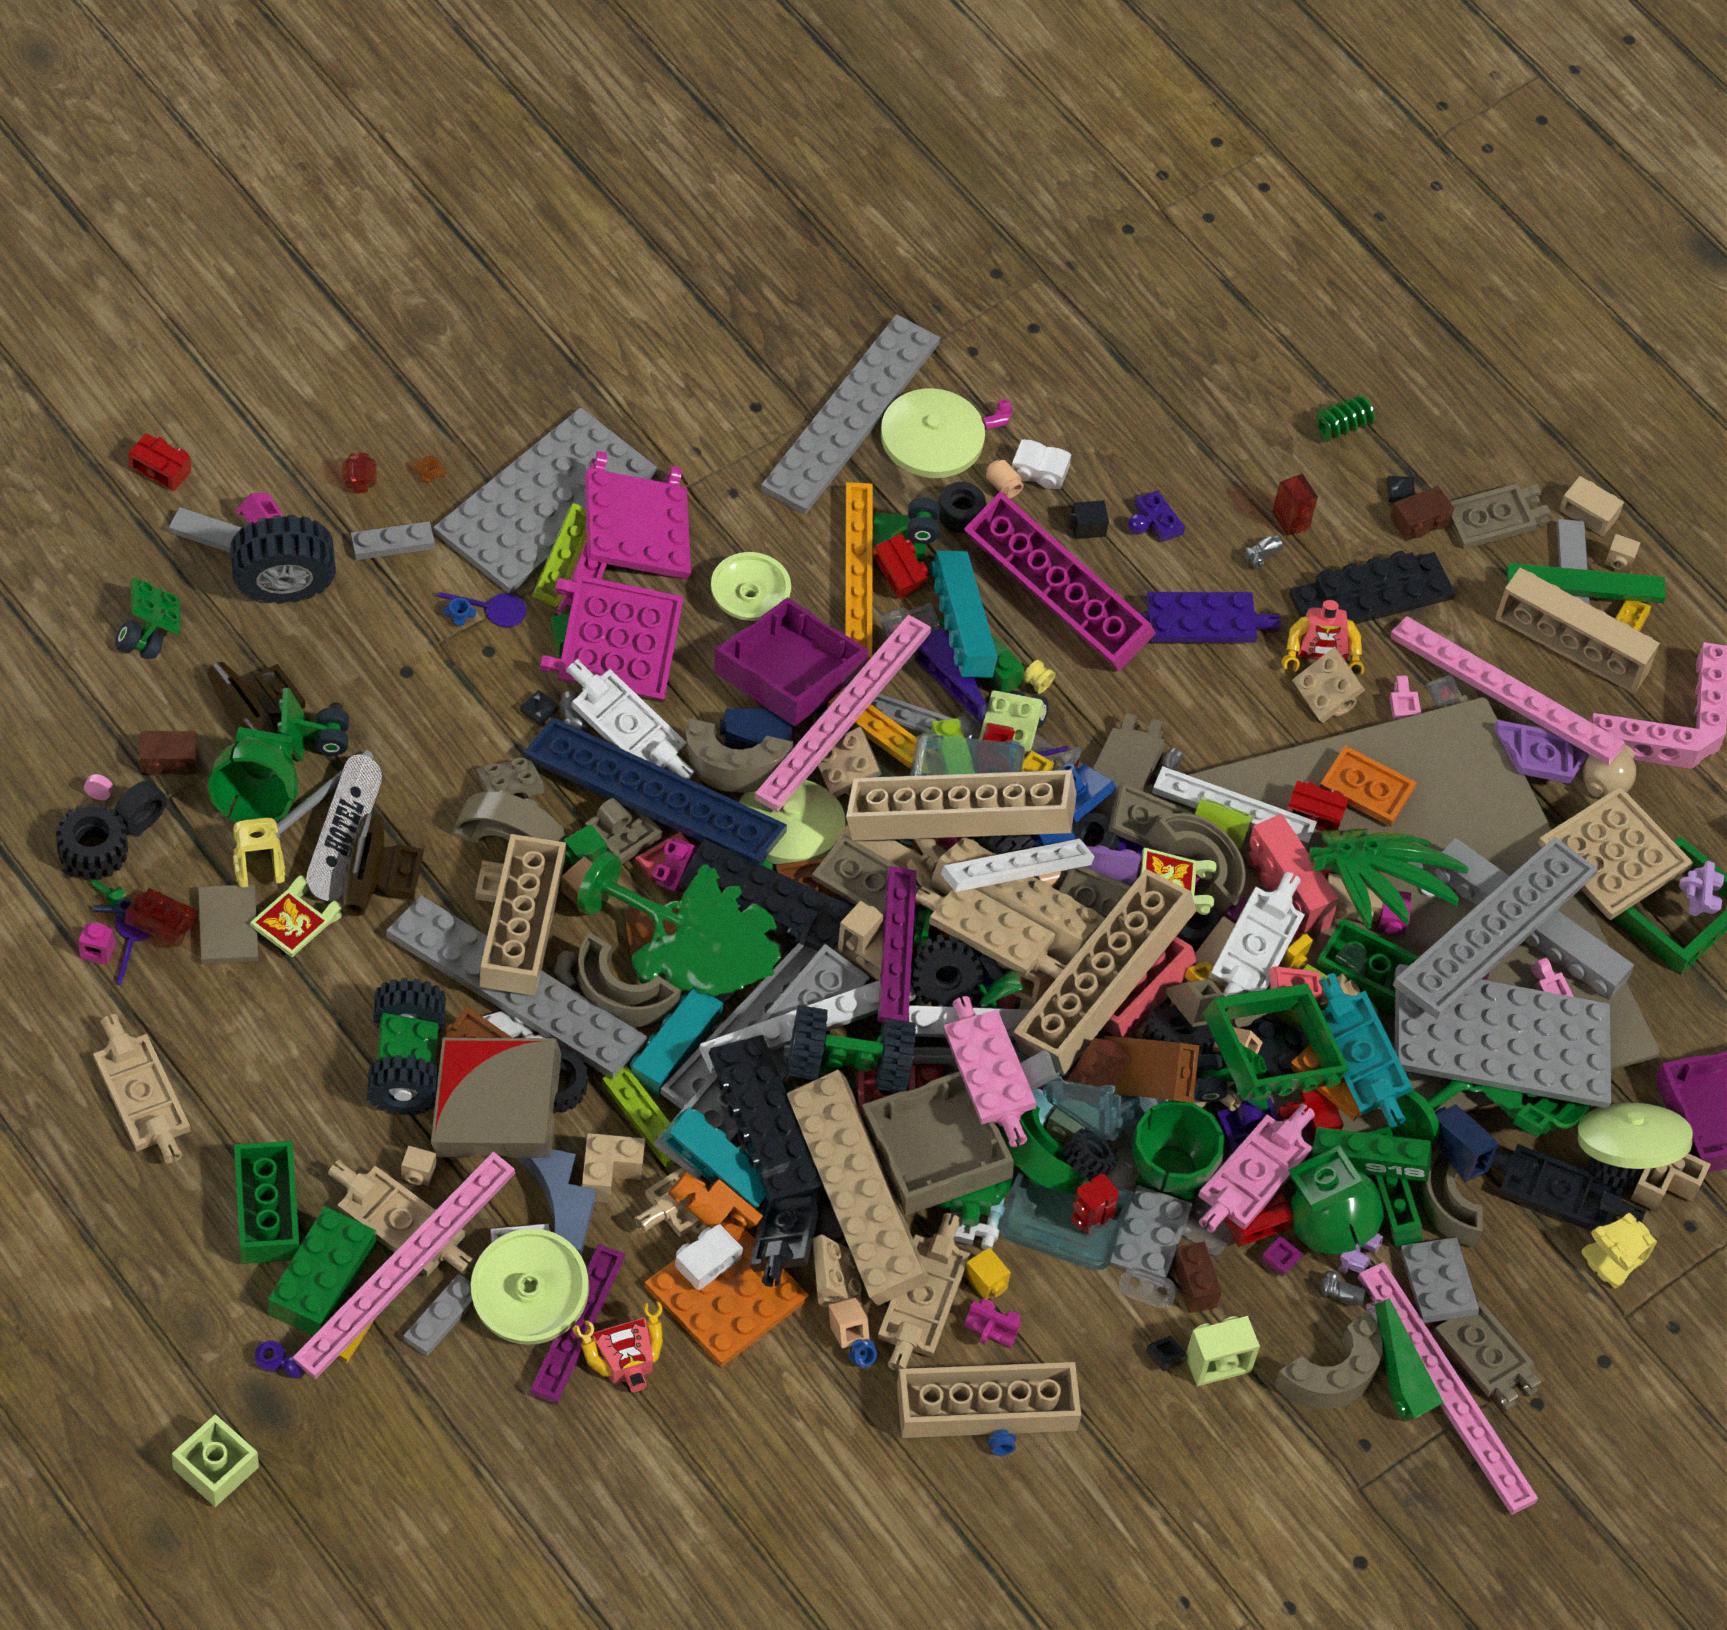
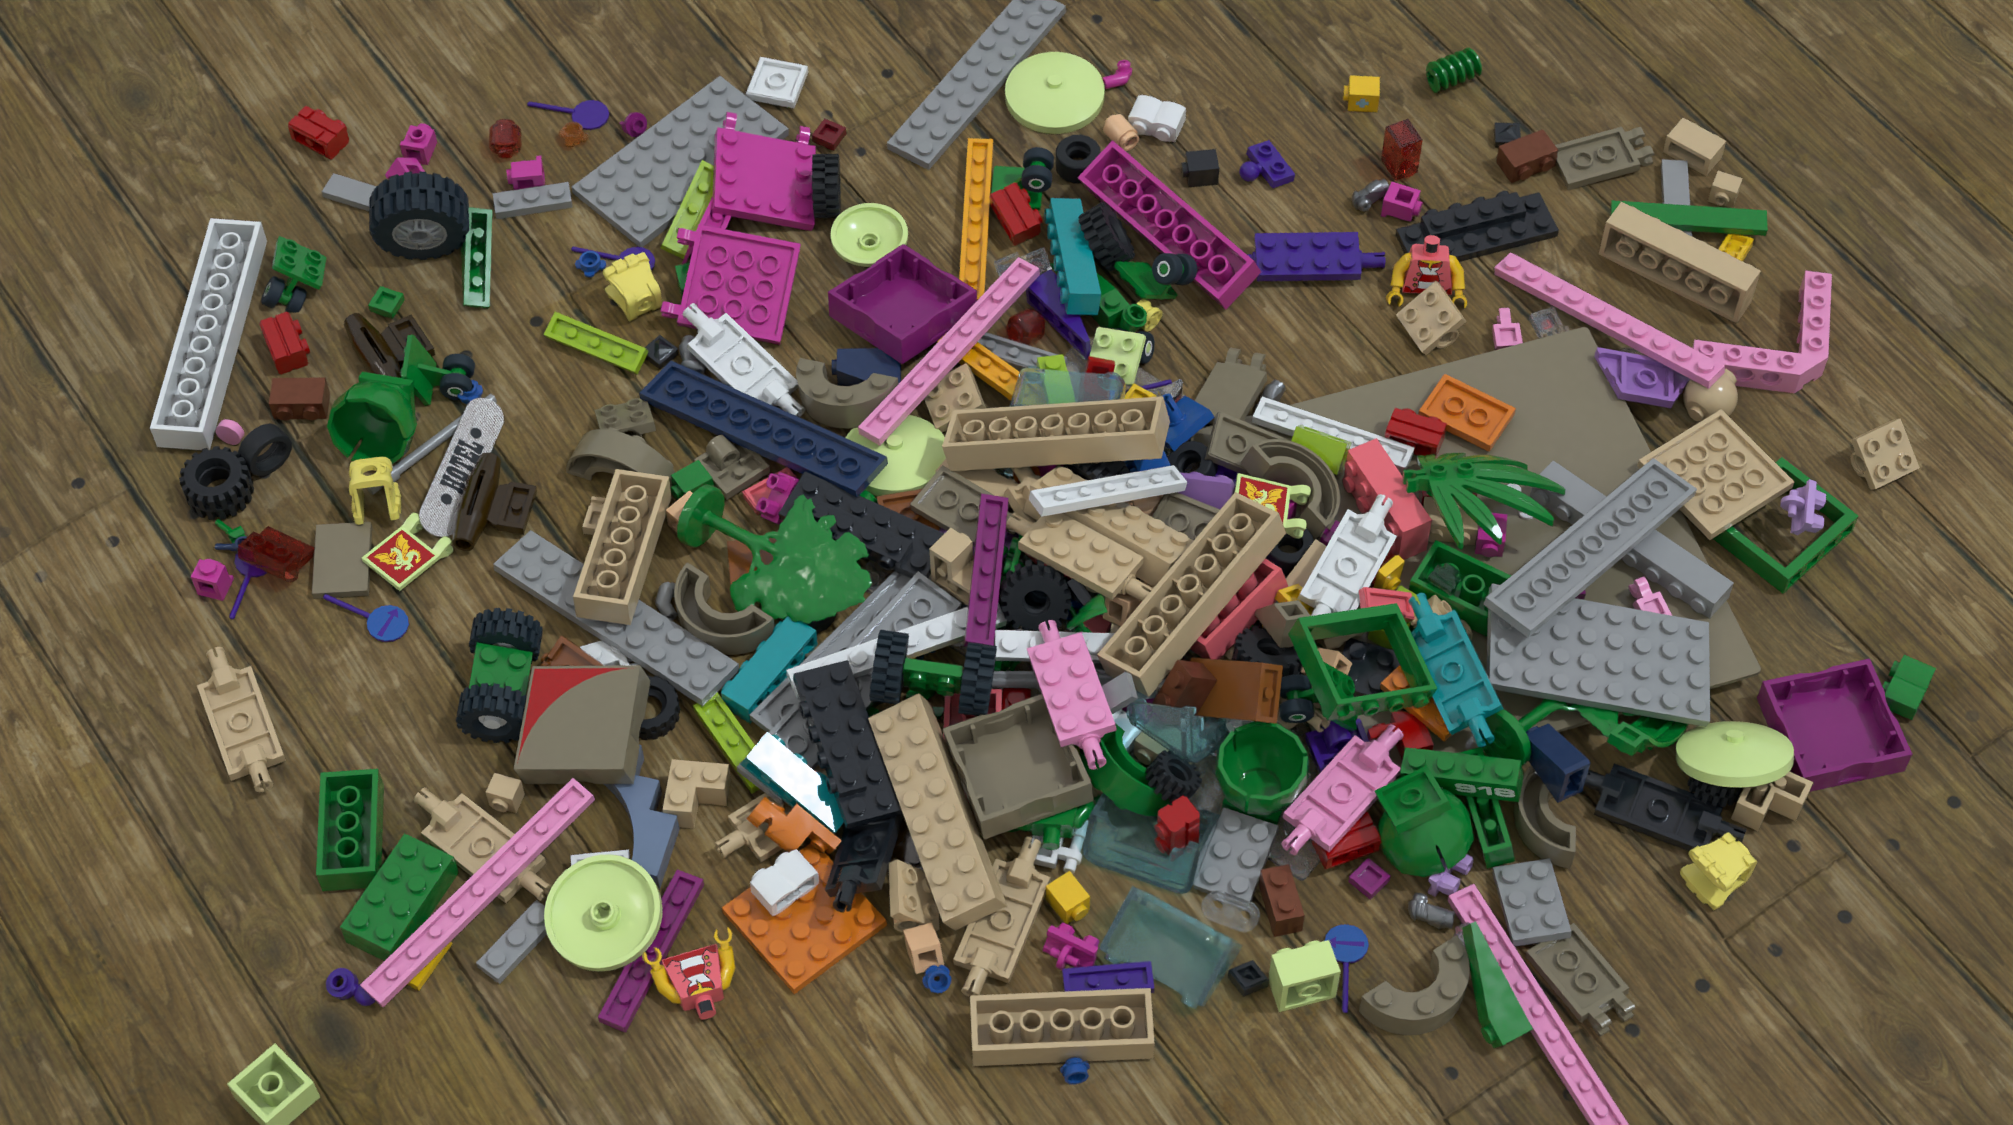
camera: 10 degrees right, 0 degrees up
(67, 682) = (209, 335): none -> white brick
(146, 692) = (284, 342): none -> red brick
(249, 650) = (386, 302): none -> green plate
(269, 472) = (421, 139): none -> dark pink brick
(277, 990) = (384, 623): none -> blue piece
(341, 606) = (477, 259): none -> green slope
(345, 753) = (476, 392): none -> blue plate
(385, 512) = (526, 174): none -> dark pink brick
(444, 445) = (589, 114): none -> dark purple piece
(473, 697) = (596, 343): none -> lime plate
(495, 459) = (634, 124): none -> magenta plate
(509, 637) = (633, 285): none -> light yellow piece
(642, 416) = (777, 82): none -> white plate
(700, 474) = (829, 134): none -> dark red plate
(704, 533) = (826, 185): none -> black tyre
(916, 687) = (1026, 327): none -> clear red head
(997, 593) = (1106, 236): none -> black tyre
(1027, 681) = (1133, 318): none -> green cone
(1031, 1351) = (1109, 977): none -> dark purple plate
(1050, 643) = (1156, 280): none -> plate
(1090, 1322) = (1180, 947): none -> clear light blue windscreen
(1252, 441) = (1362, 93): none -> yellow brick
(1266, 1323) = (1348, 946): none -> blue piece
(1295, 560) = (1401, 202): none -> dark pink brick

